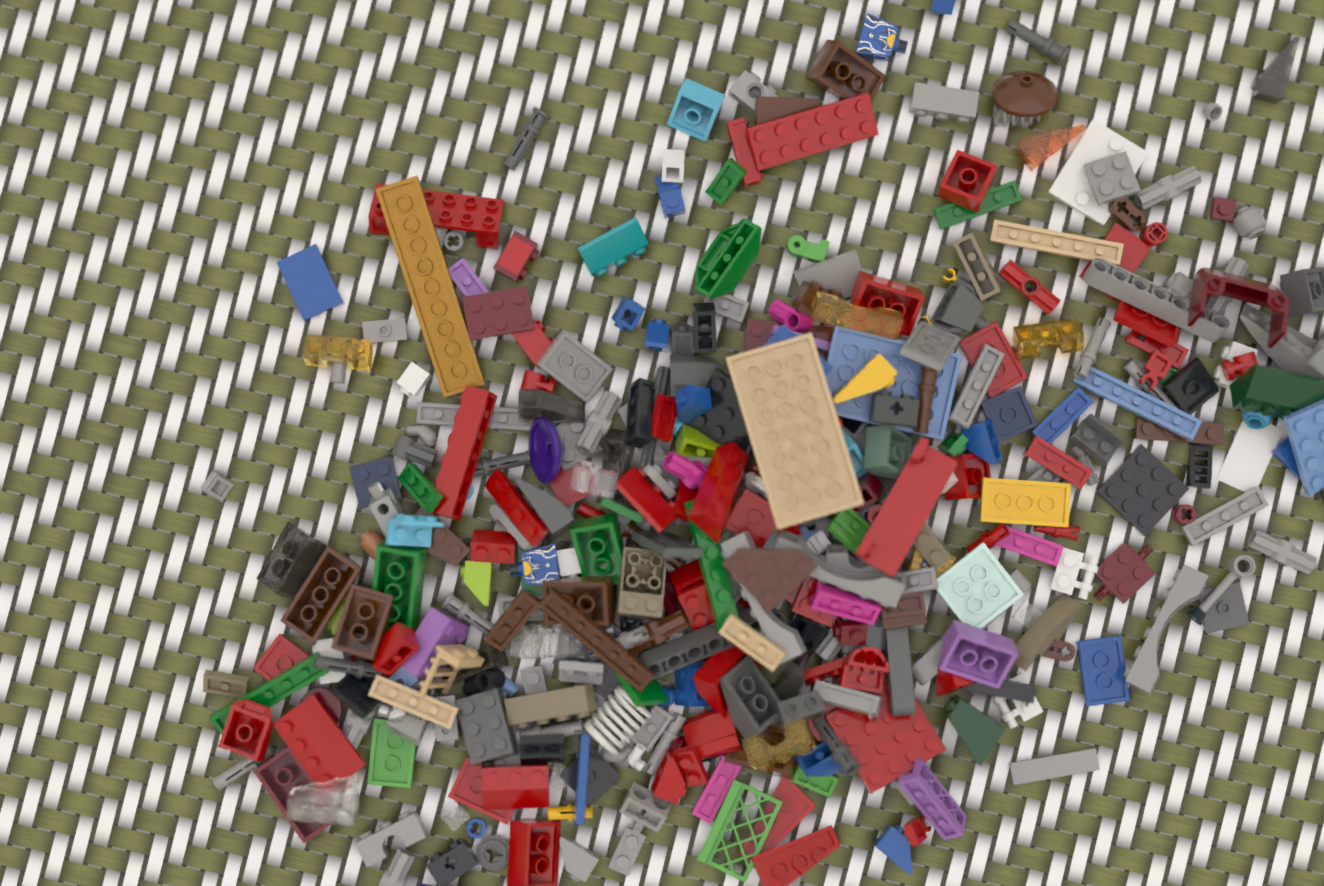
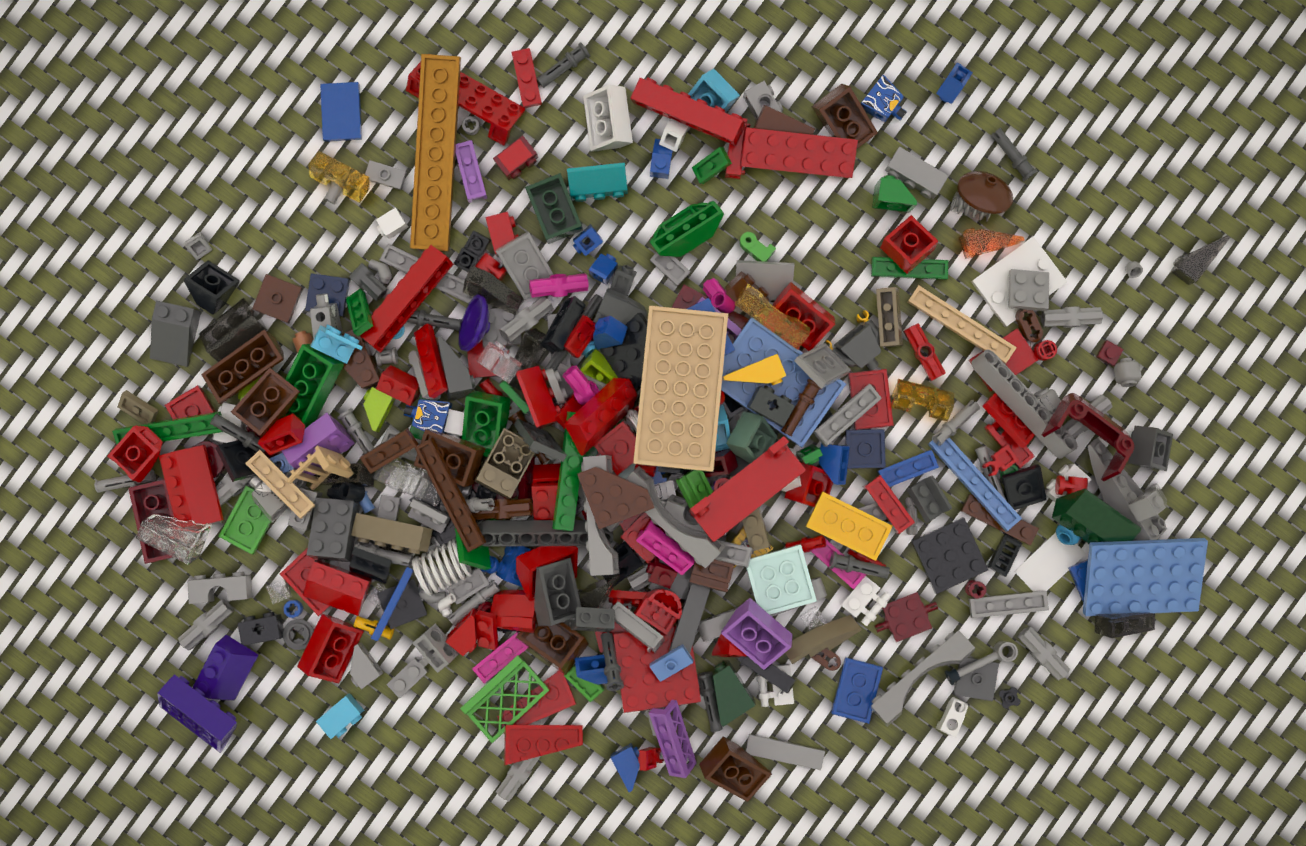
camera: 20 degrees right, 0 degrees up
(230, 589) = (173, 333): none -> dark grey slope
(250, 523) = (211, 286): none -> black slope
(324, 507) = (277, 298): none -> reddish brown plate
(466, 522) = (387, 356): none -> light grey bush
(492, 167) = (526, 78): none -> red plate
(498, 313) = (481, 196): dark red plate -> none
(510, 374) = (472, 251): none -> black slope
(579, 294) = (554, 208): none -> brick
(596, 176) = (607, 118): none -> white slope
(617, 373) = (558, 285): none -> dark pink piece
(678, 135) = (688, 111): none -> red brick
(704, 327) = (644, 276): black brick -> none
(752, 642) = (575, 548): tan tile -> none
(797, 741) = (579, 645): clear yellow arch -> none
(899, 721) = (671, 663): none -> medium blue plate
(929, 136) = (893, 195): none -> green slope
(949, 736) = (708, 692): none -> dark grey pin
(1009, 806) = (734, 769): none -> reddish brown slope
(1042, 541) = (850, 564): none -> dark grey pin
(1214, 658) = (953, 717): none -> white leg
(1265, 619) = (1004, 694): none -> black plate

